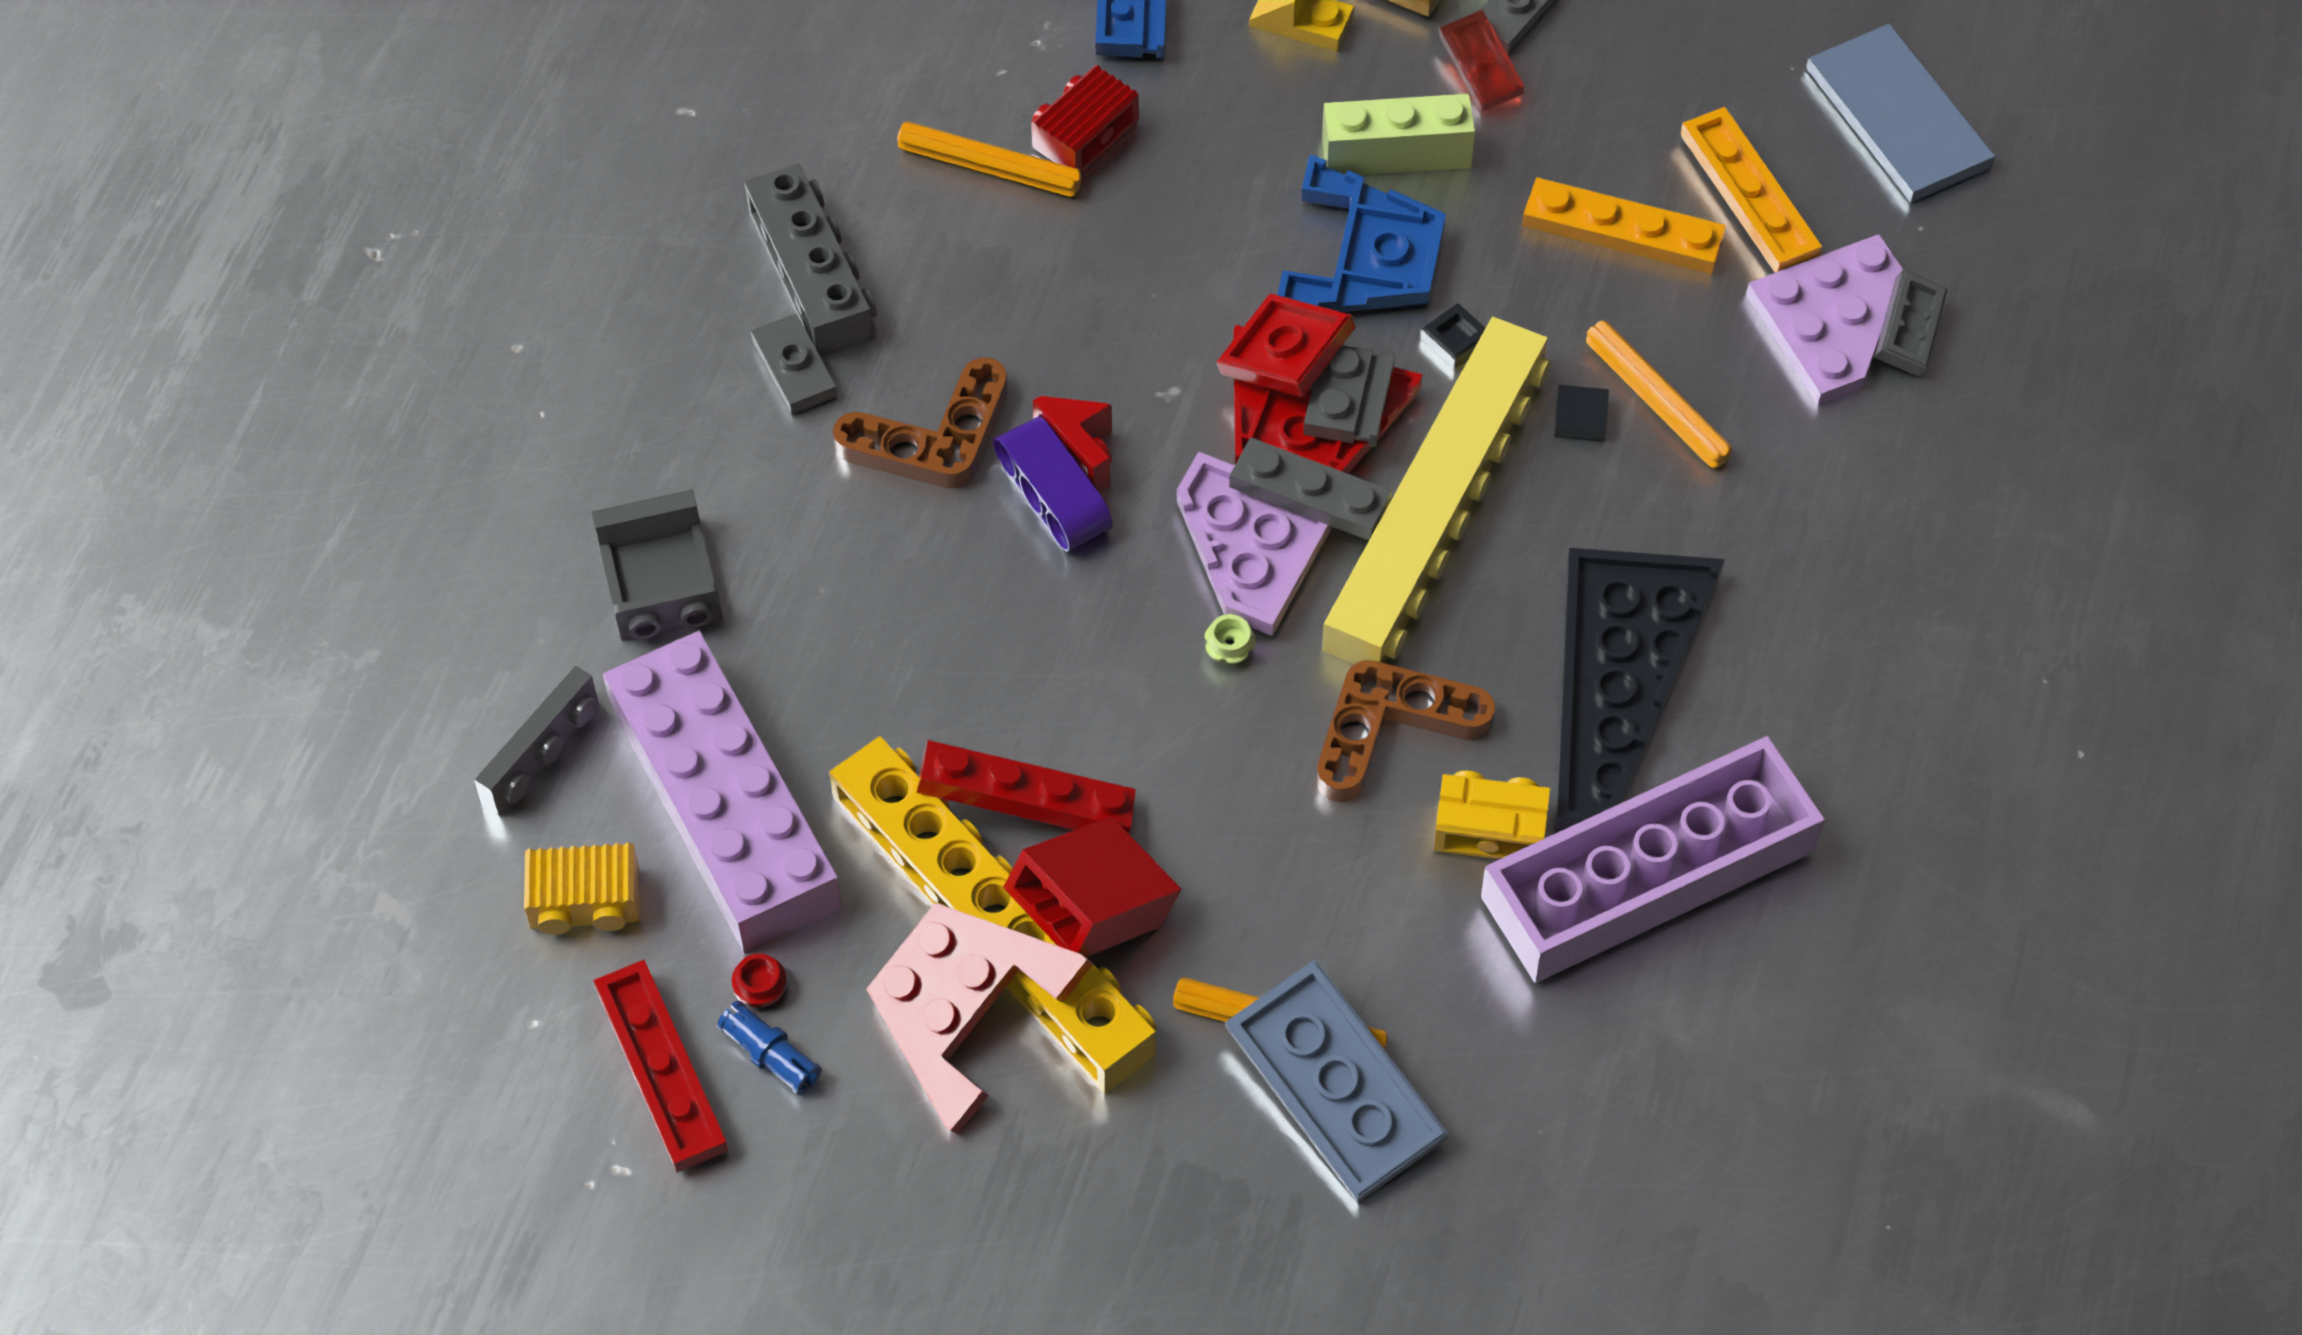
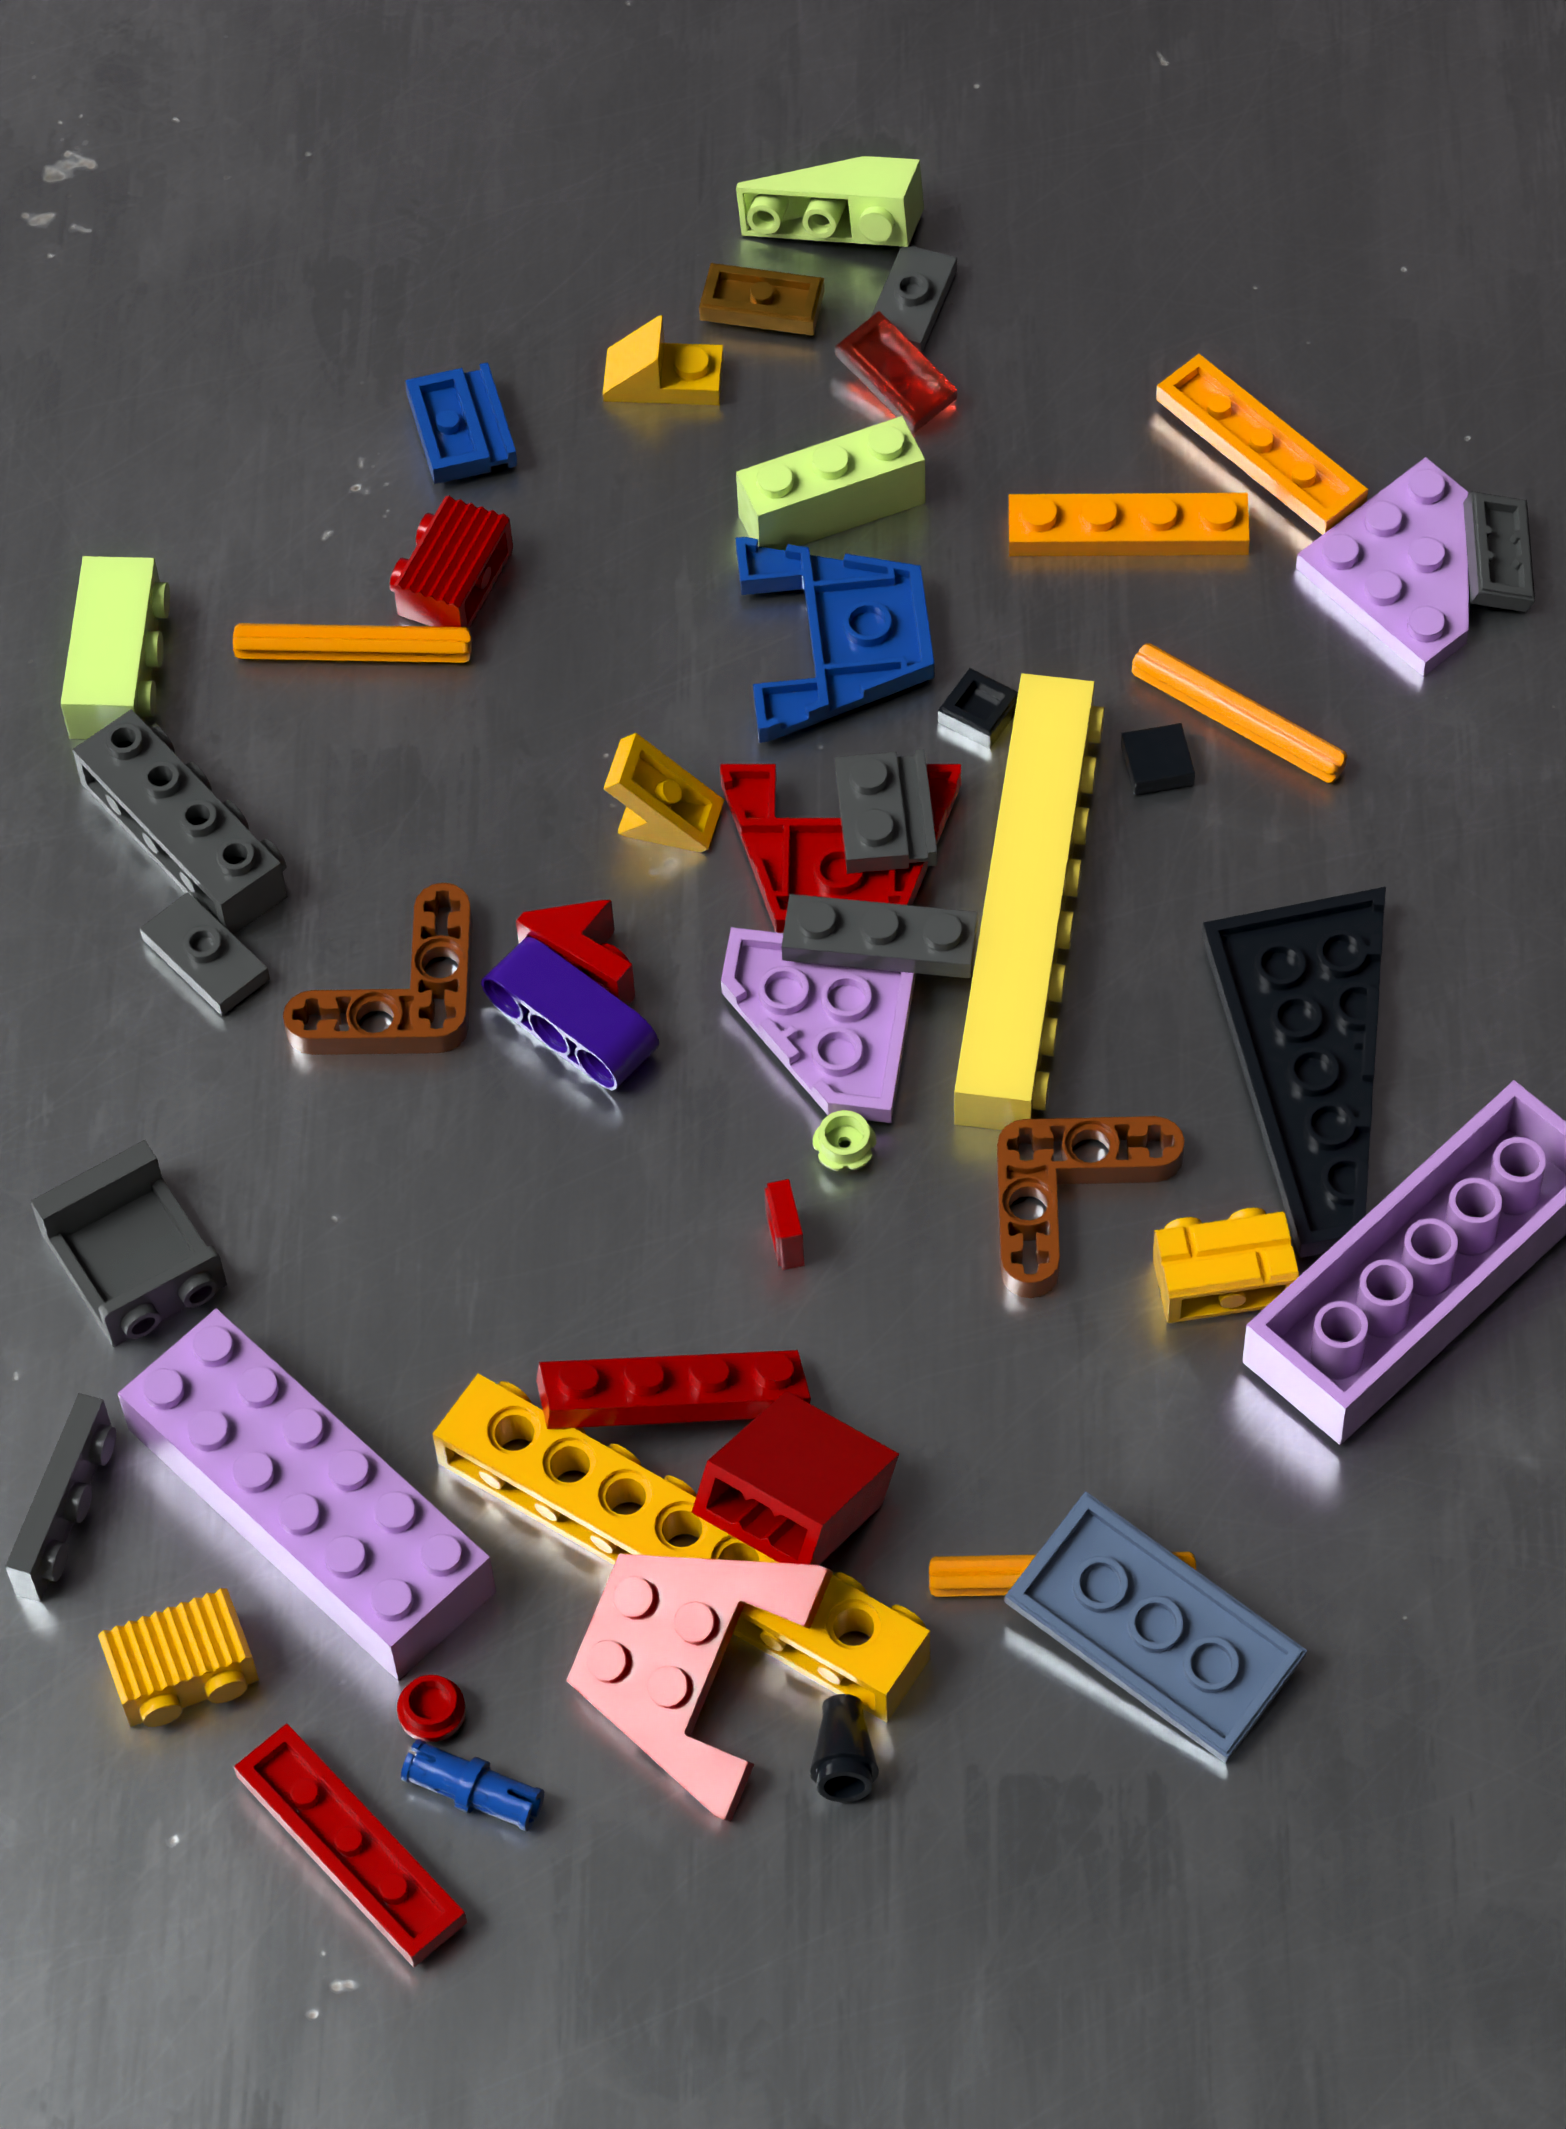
camera: 15 degrees left, 0 degrees up
(807, 110) = (113, 643): none -> yellowish green brick
(1059, 1108) = (843, 1752): none -> black cone
(1158, 689) = (784, 1224): none -> red tile
(1180, 337) = (661, 798): none -> yellow slope
(1286, 344) = (793, 772): red plate -> none
(1900, 112) = (1398, 307): sand blue tile -> none

